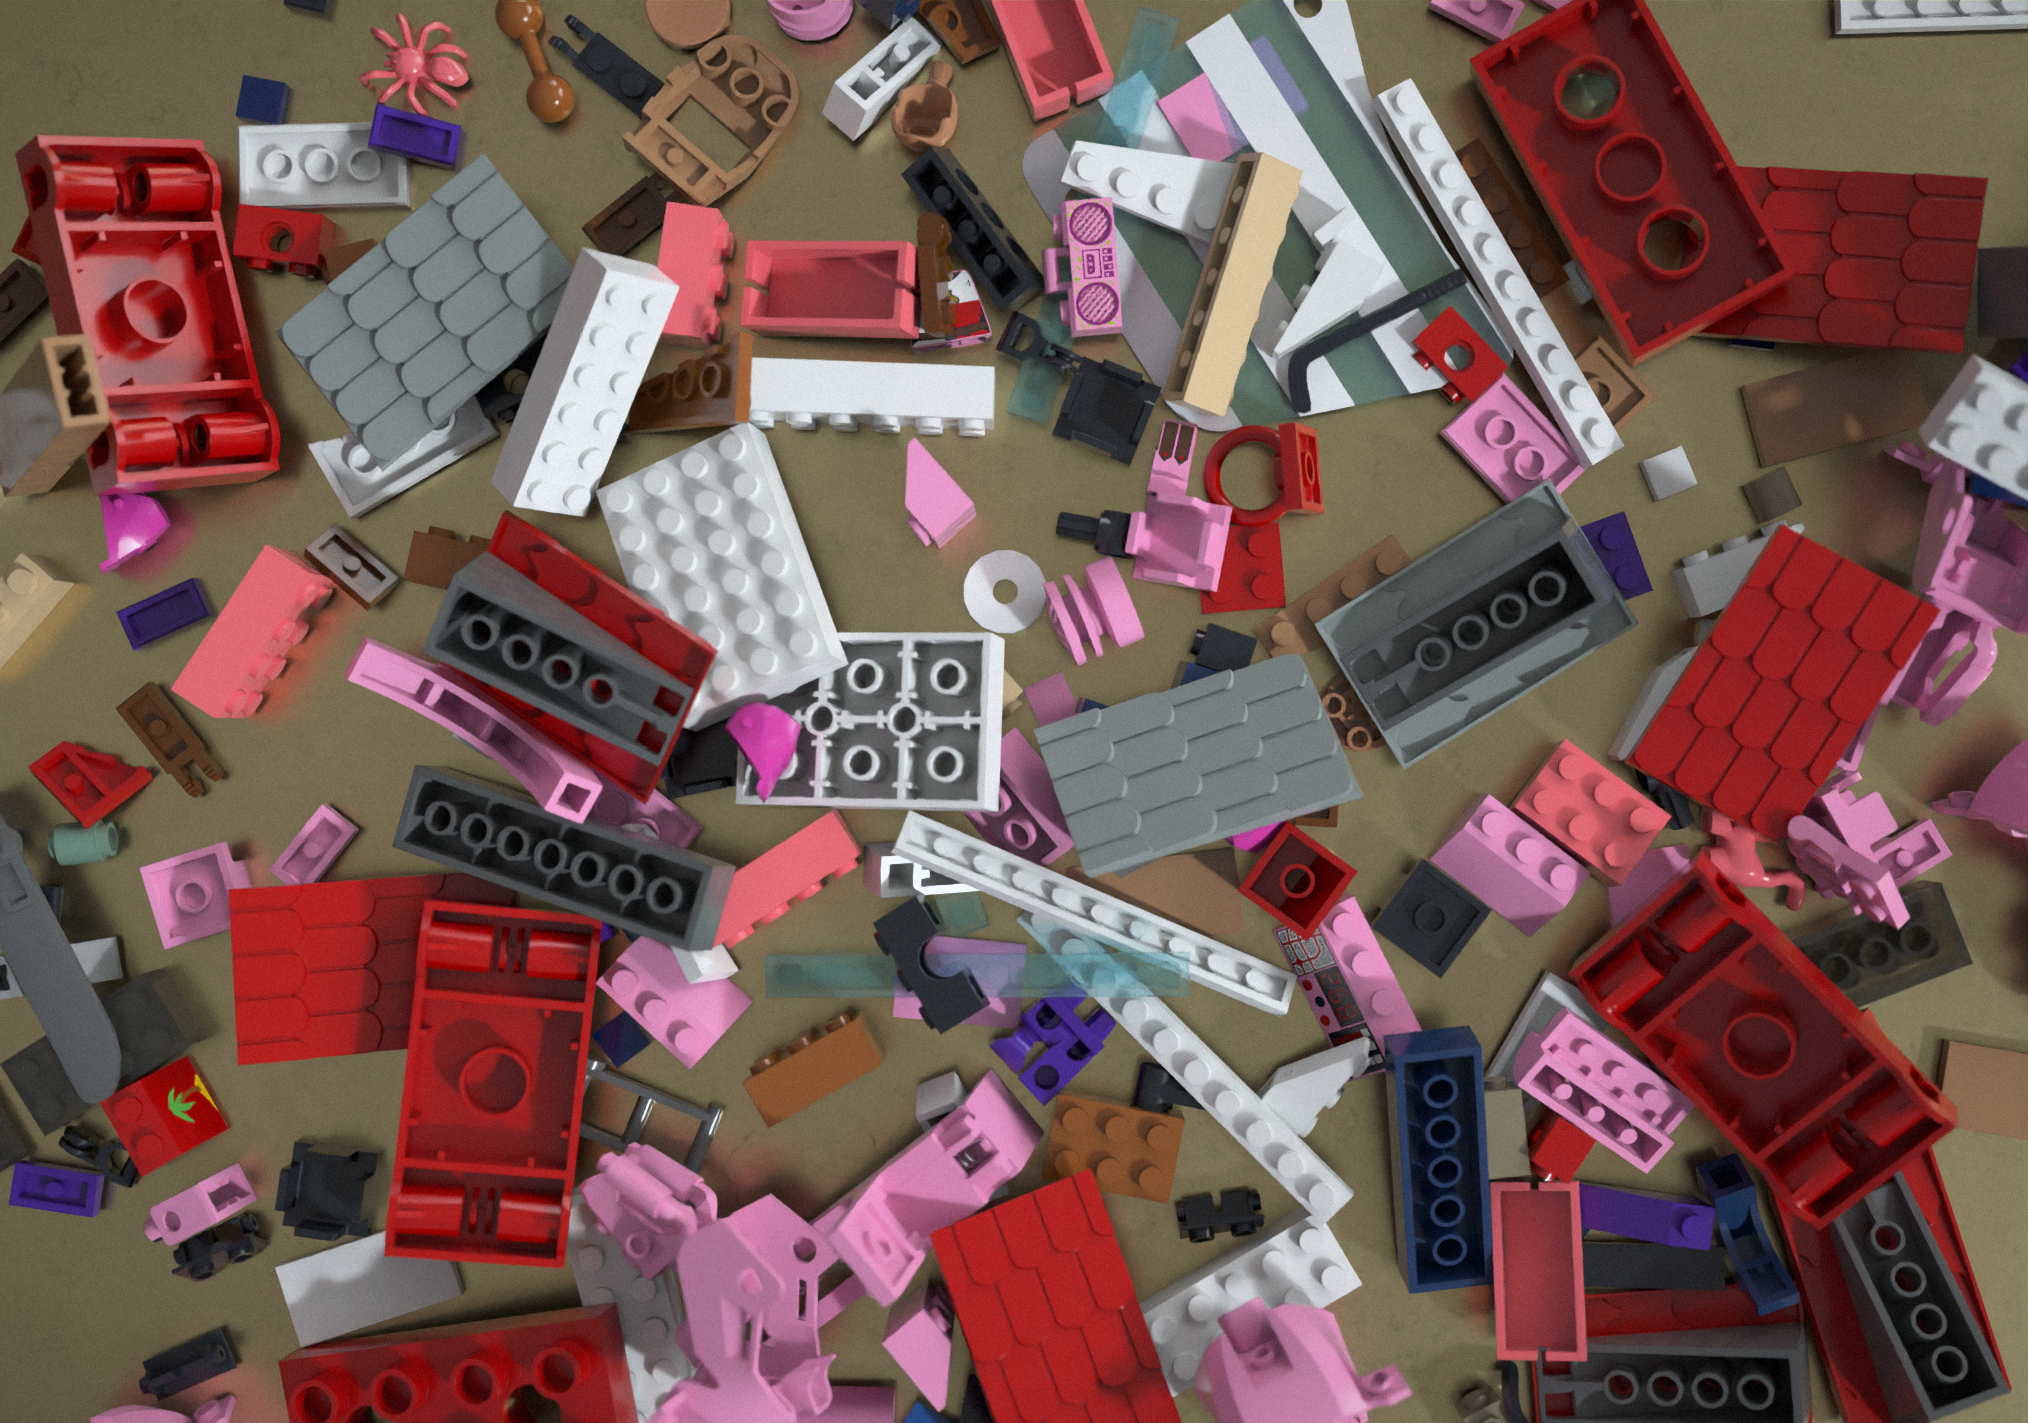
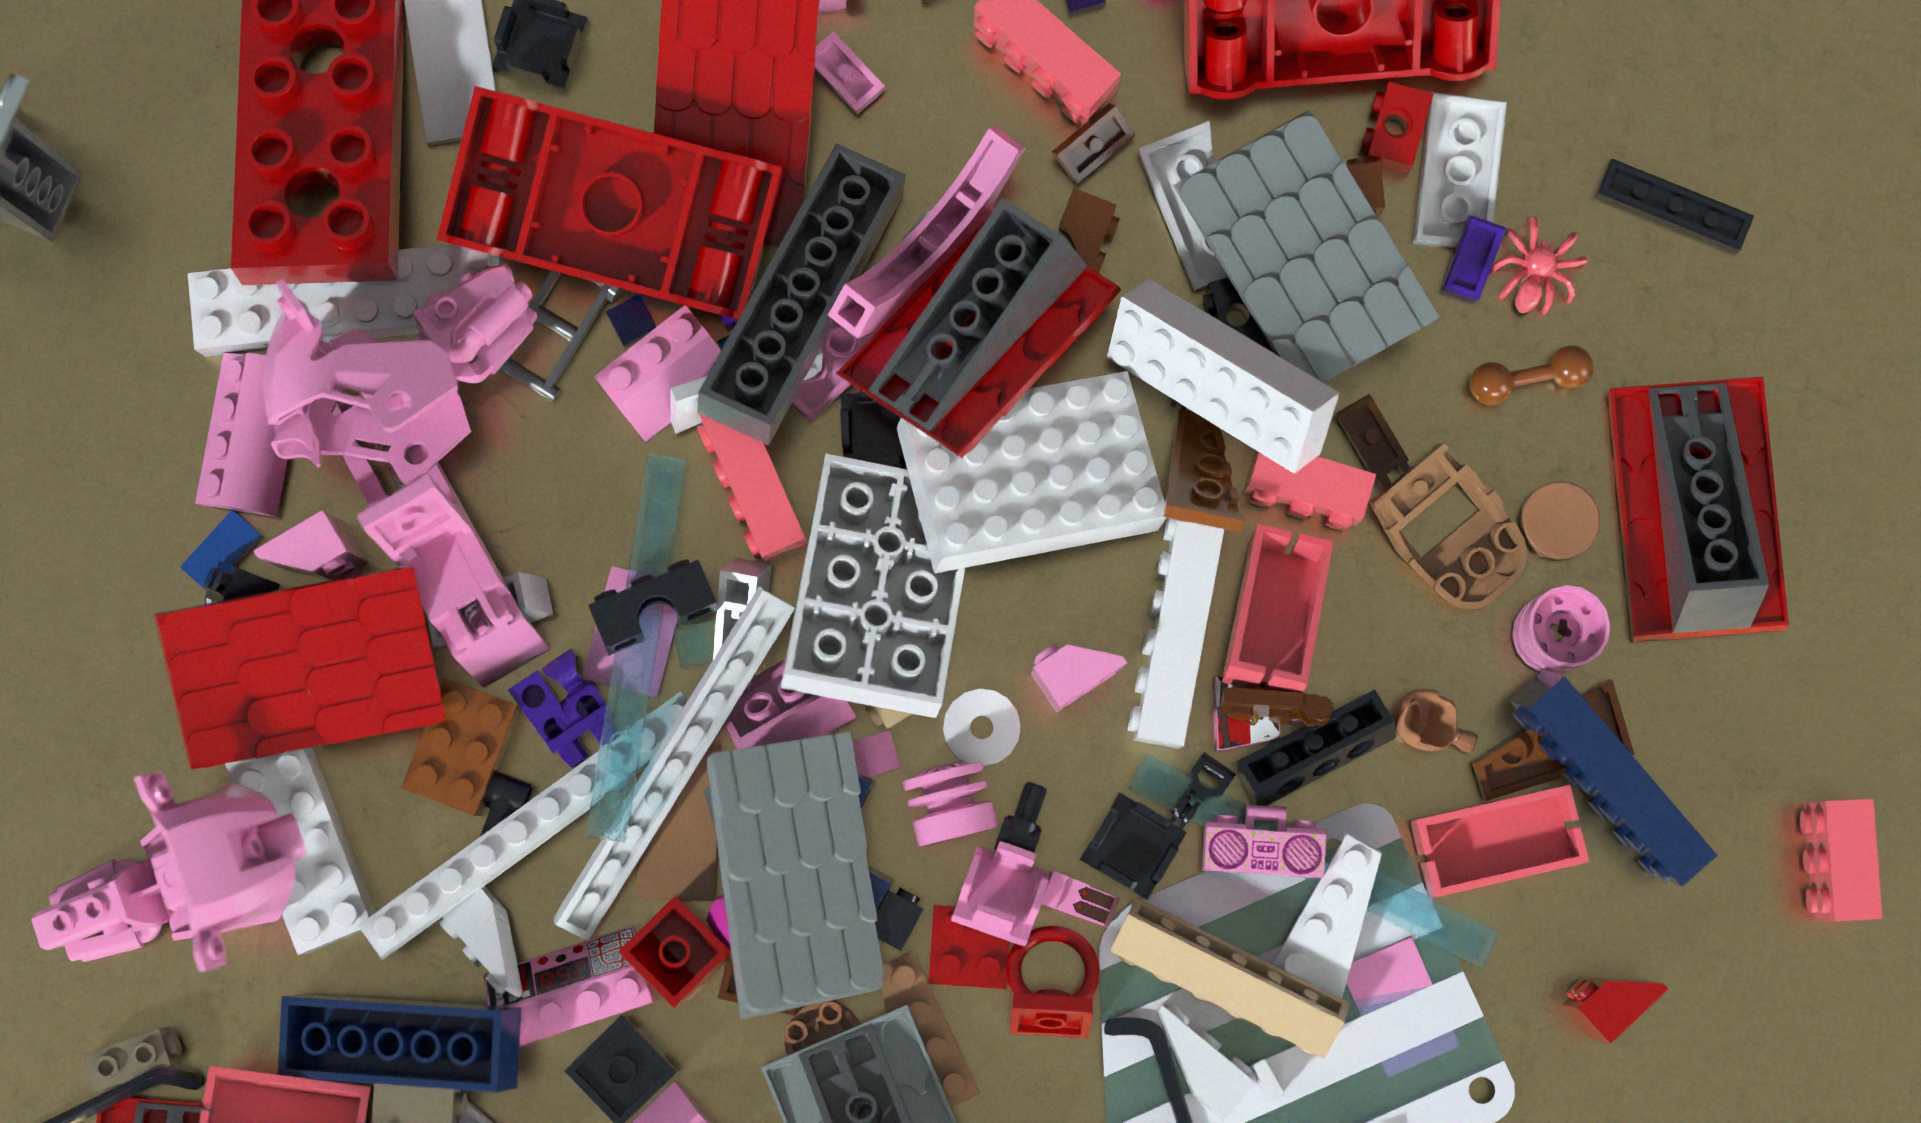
camera: 100 degrees right, 5 degrees down
(262, 100) = (1526, 126): clear blue tile -> none
(609, 68) = (1511, 442): black hinge -> none
(766, 741) = (877, 489): dark pink helmet -> none
(814, 1066) = (578, 488): dark orange brick -> none
(878, 77) = (1468, 685): white slope -> none
(1204, 1221) = (378, 820): black hinge -> none

